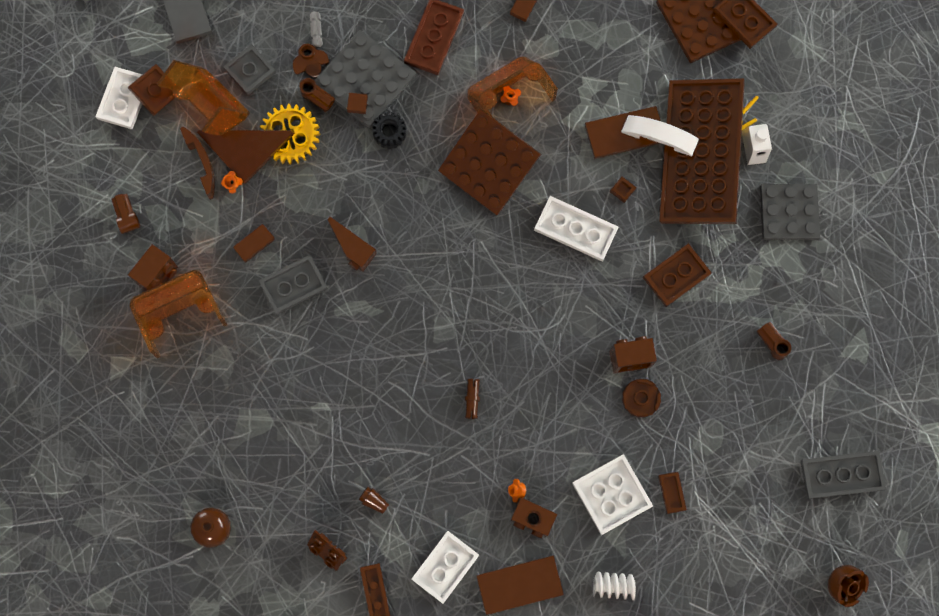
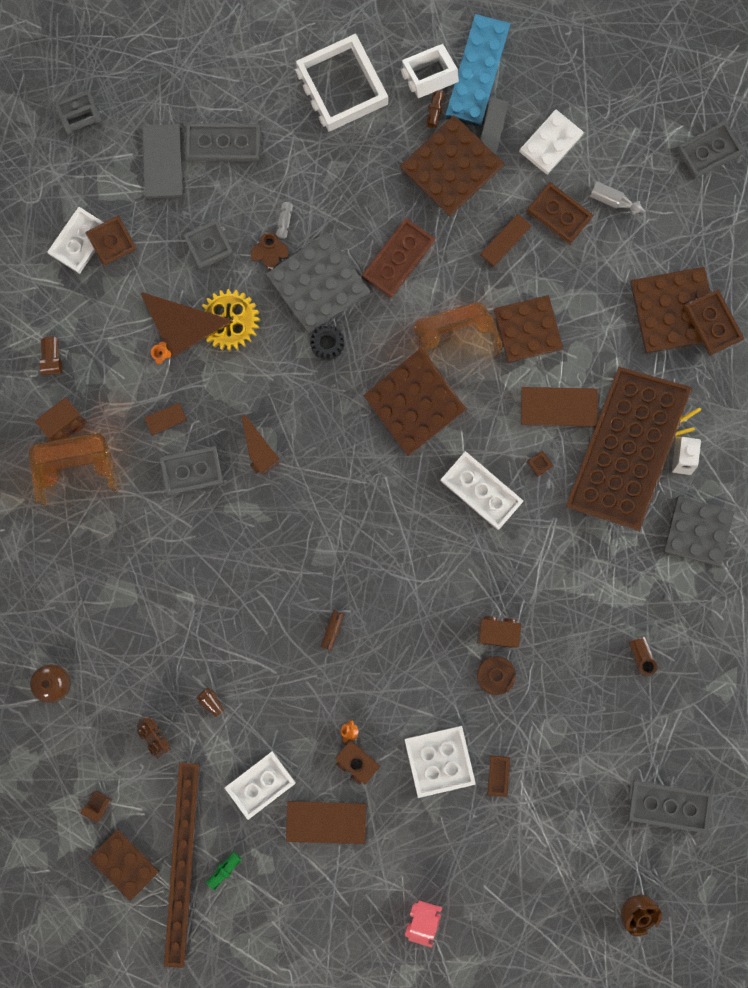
camera: 20 degrees right, 5 degrees up
(206, 95) = (160, 261): clear orange windscreen -> none
(208, 180) = (138, 346): reddish brown slope -> none
(317, 95) = (266, 288): reddish brown piece -> none
(357, 103) = (303, 307): reddish brown tile -> none
(510, 100) = (457, 345): orange plate -> none
(575, 69) = (528, 329): none -> reddish brown plate
(614, 585) = (415, 849): white piece -> none
(660, 132) = (592, 419): white slope -> none
(677, 275) = (567, 564): reddish brown plate -> none

